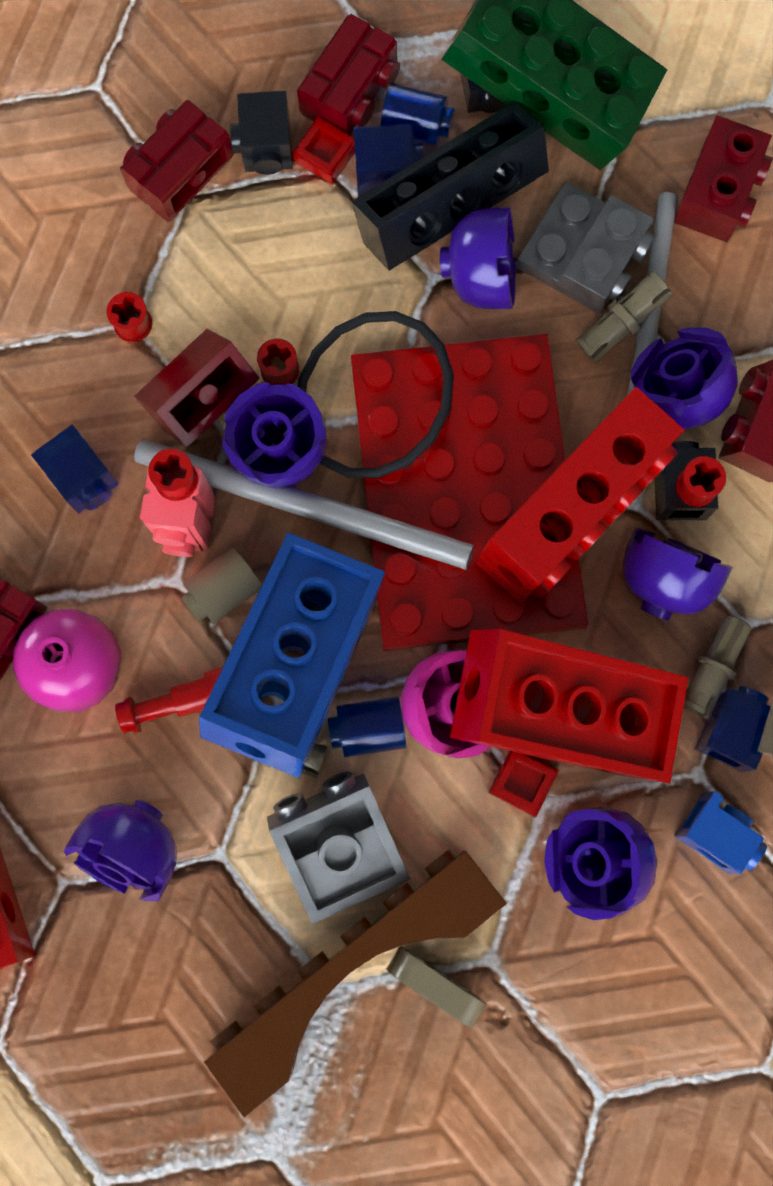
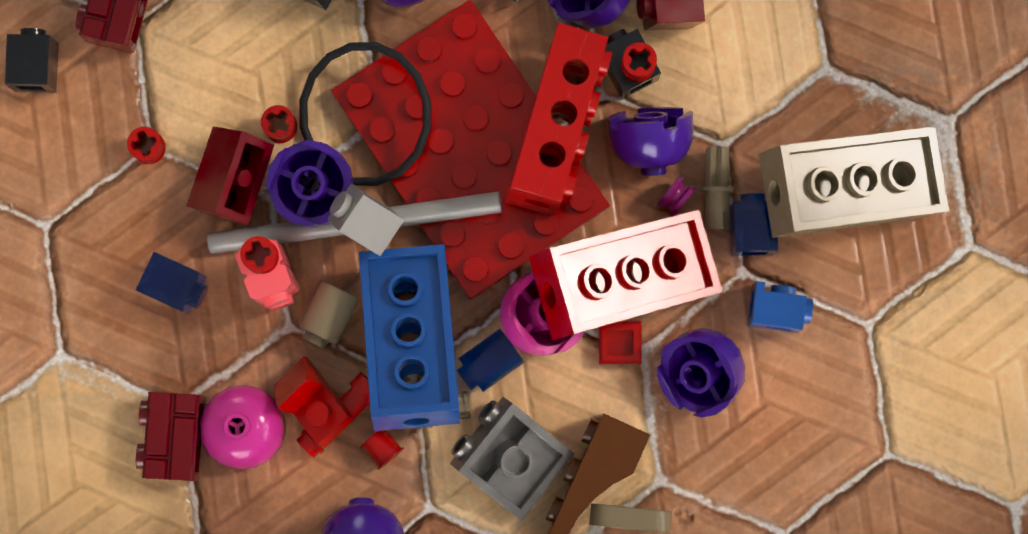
camera: 30 degrees left, 5 degrees up
(59, 176) = (31, 61): none -> black brick
(152, 672) = (312, 402): none -> red slope
(202, 761) = (381, 448): none -> red axle
(310, 498) = (364, 219): none -> light grey brick
(667, 651) = (676, 196): none -> magenta bush

